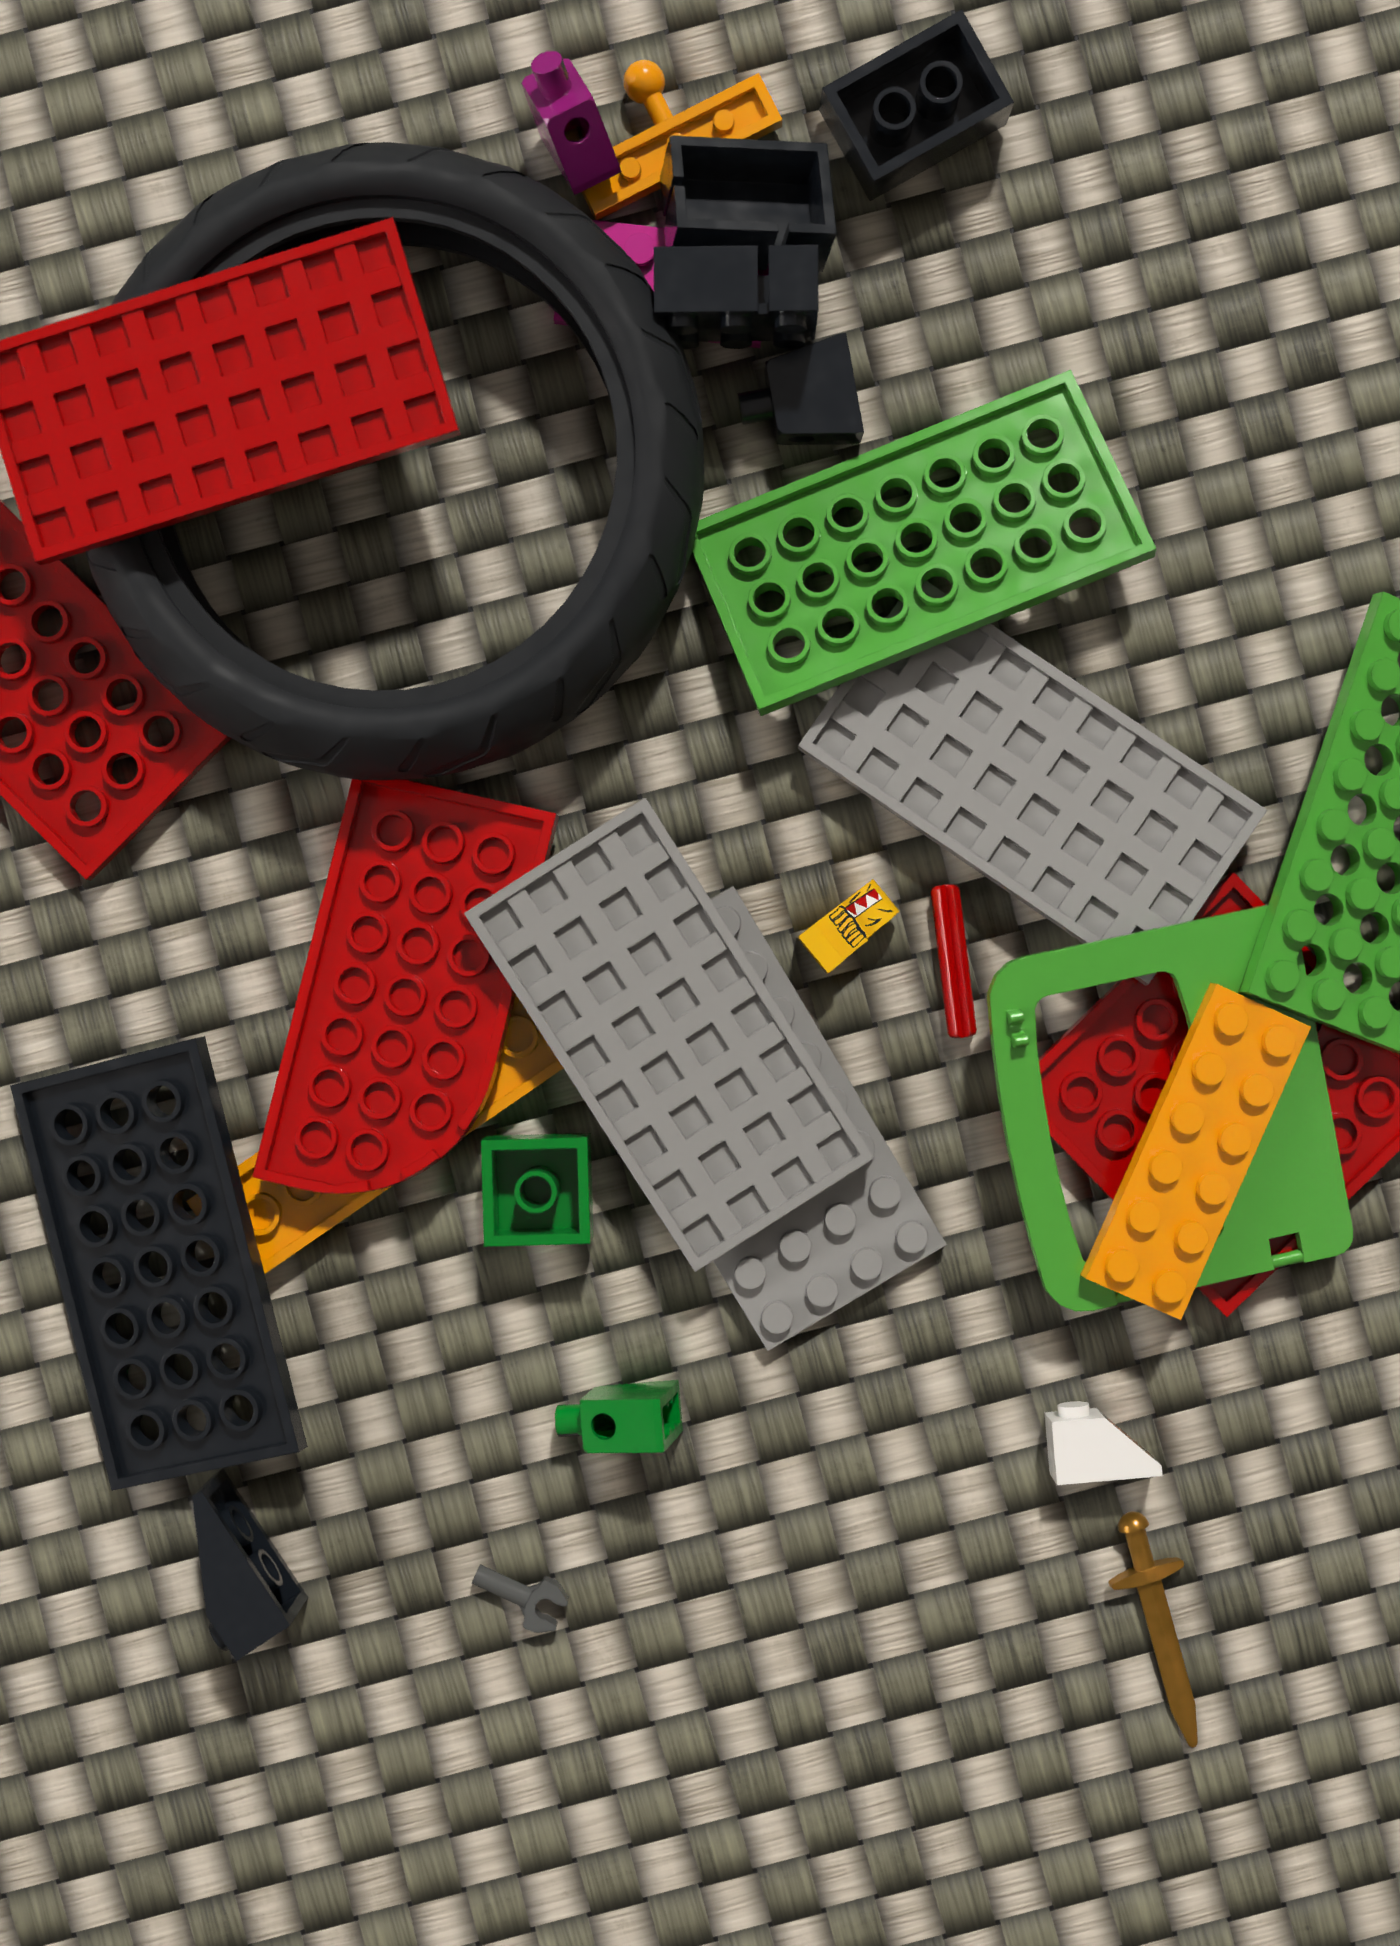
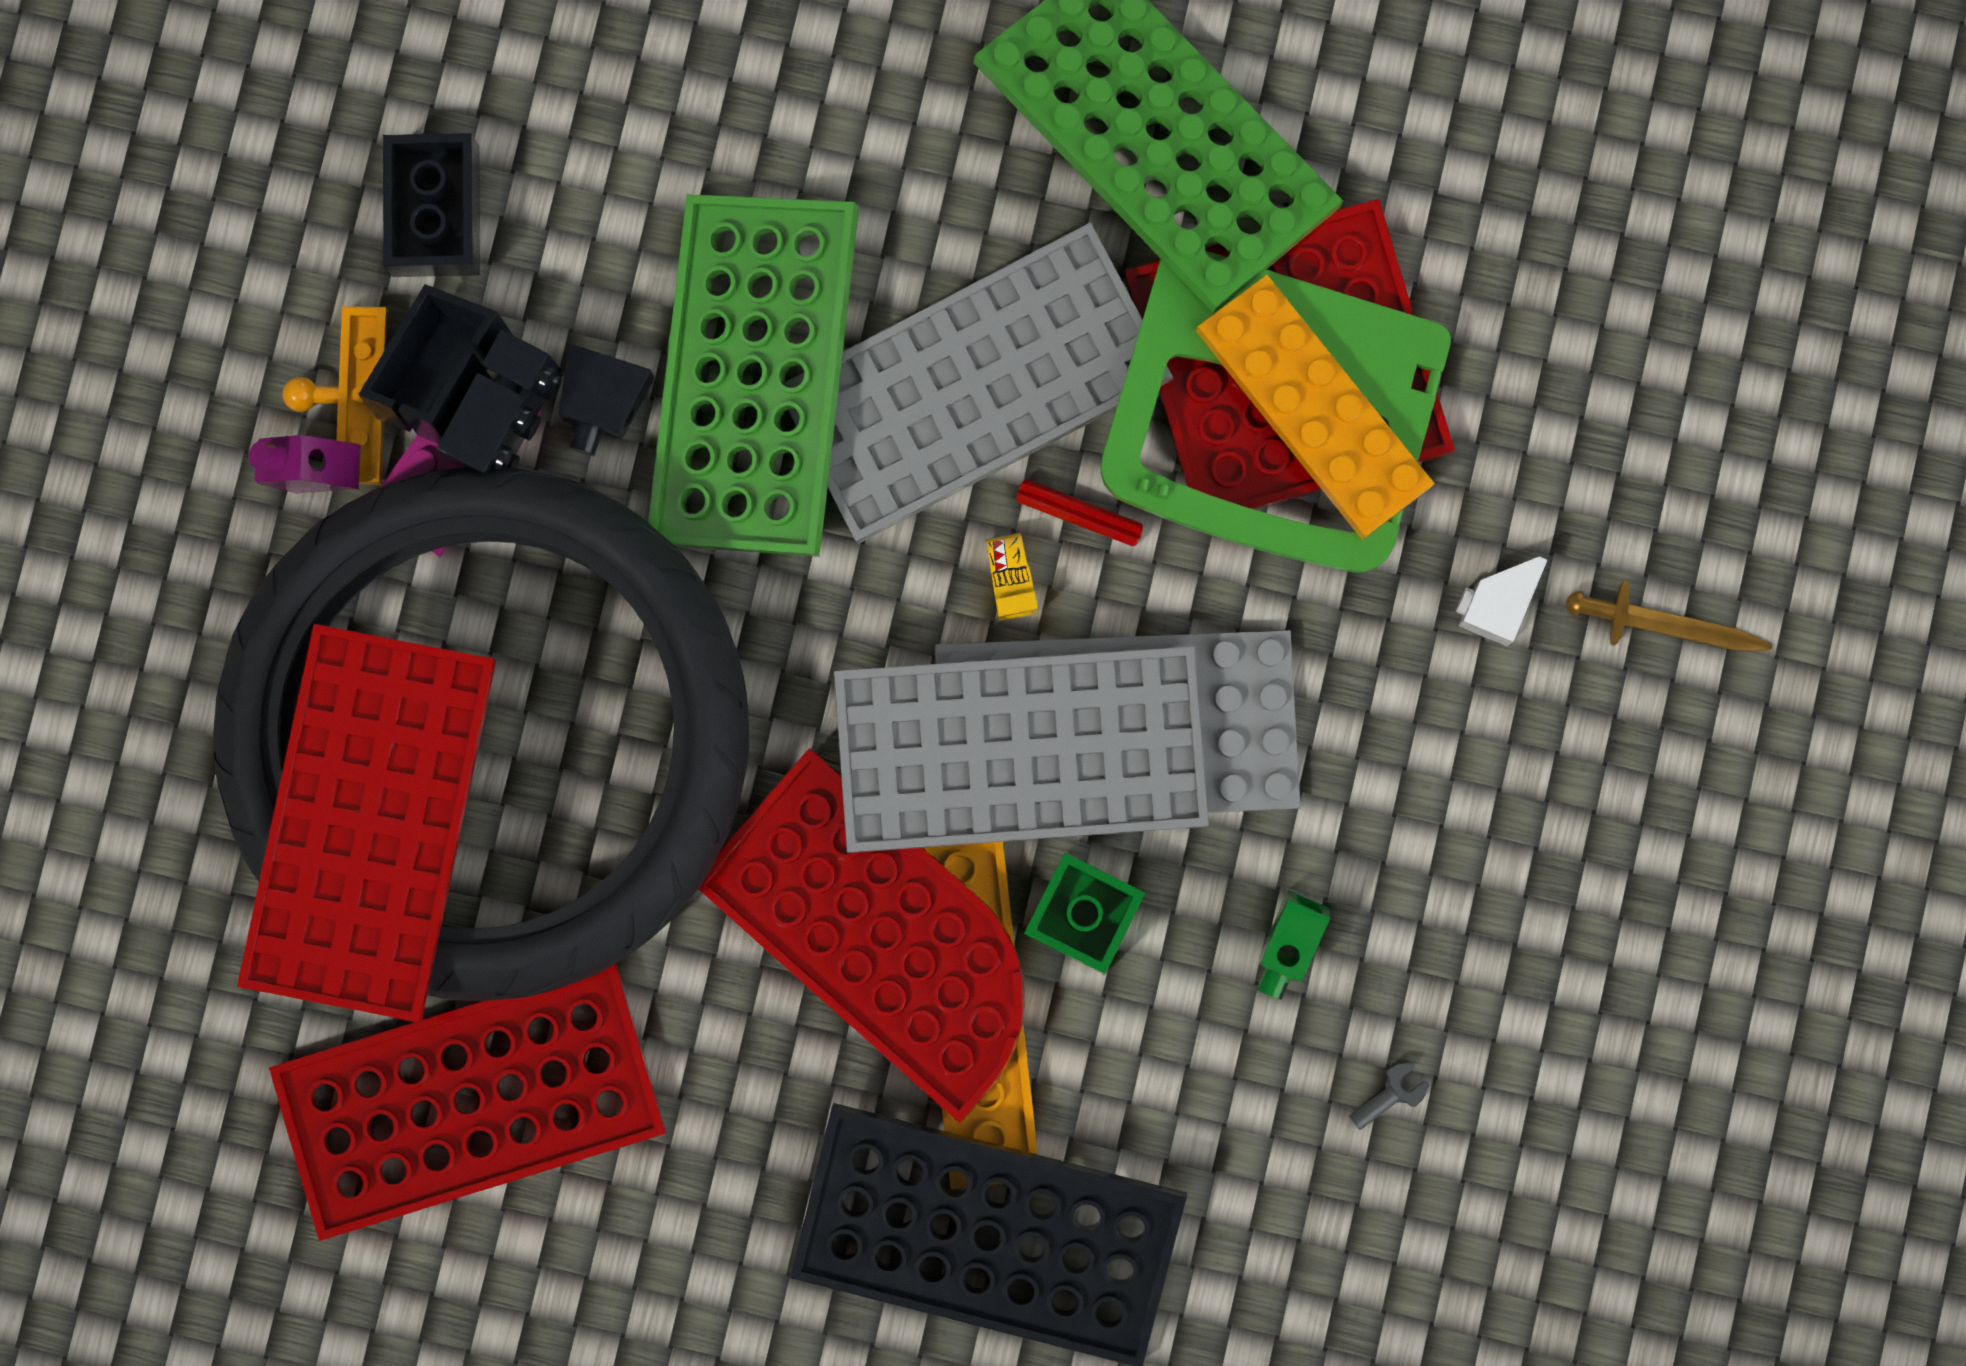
camera: 55 degrees left, 5 degrees down
(244, 1577) = (1269, 1297): black slope -> none

